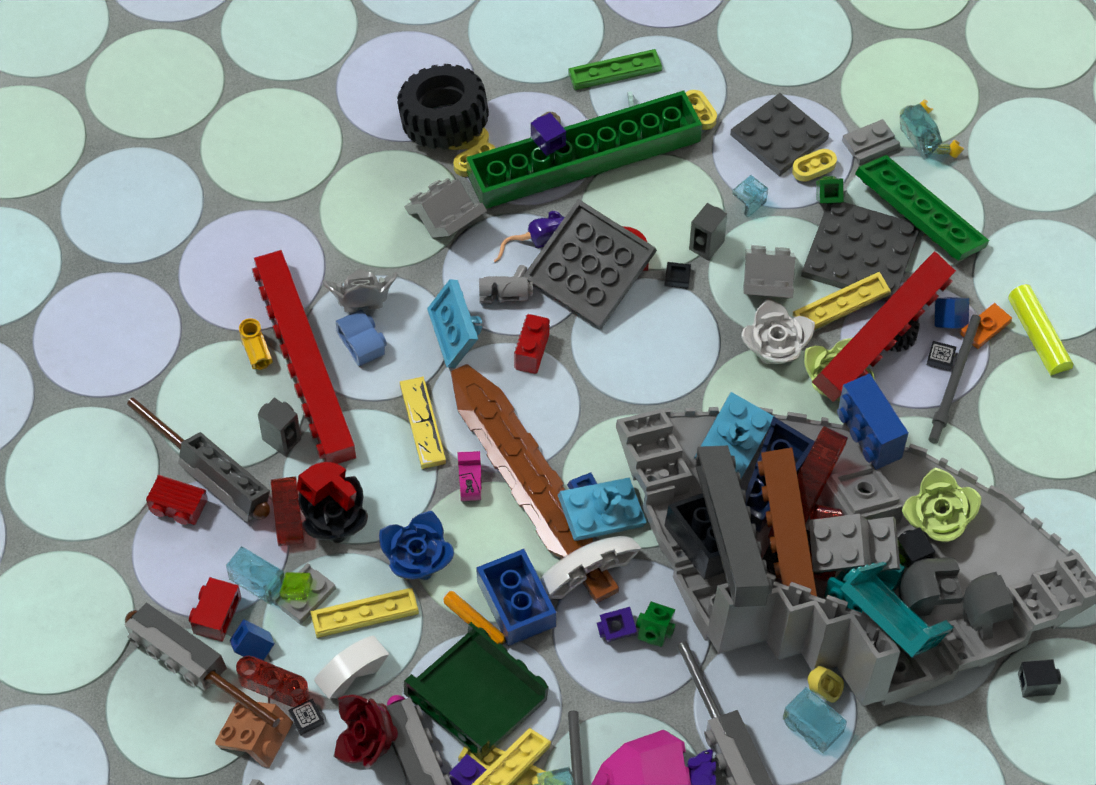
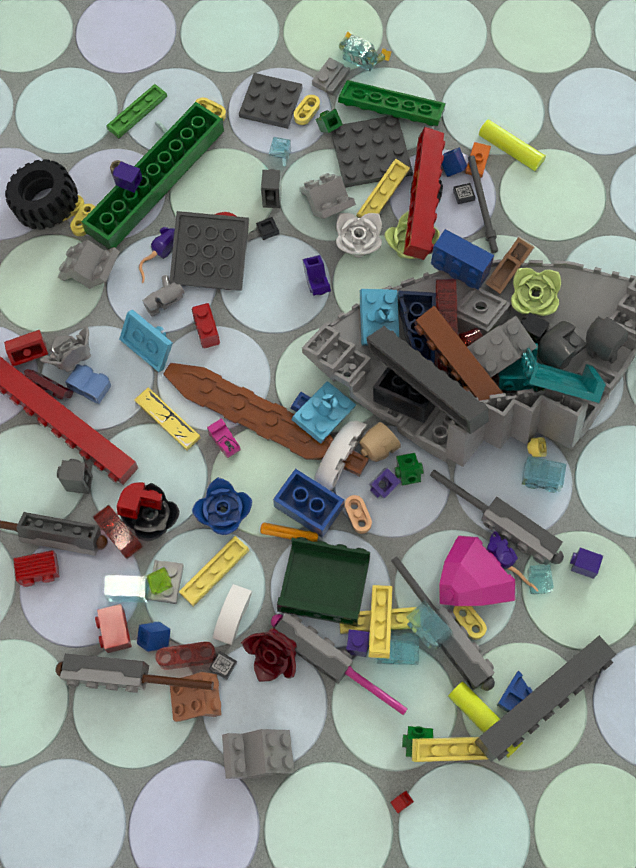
camera: 30 degrees left, 10 degrees up
(254, 344) = (19, 428): yellow piece -> none
(316, 313) = (46, 383): none -> dark red hinge
(318, 263) = (26, 348): none -> red brick
(565, 643) = (358, 515): none -> light nougat plate
(639, 575) = (379, 442): none -> tan helmet
(695, 354) = (316, 275): none -> dark purple brick
(941, 455) = (509, 265): none -> medium nougat slope

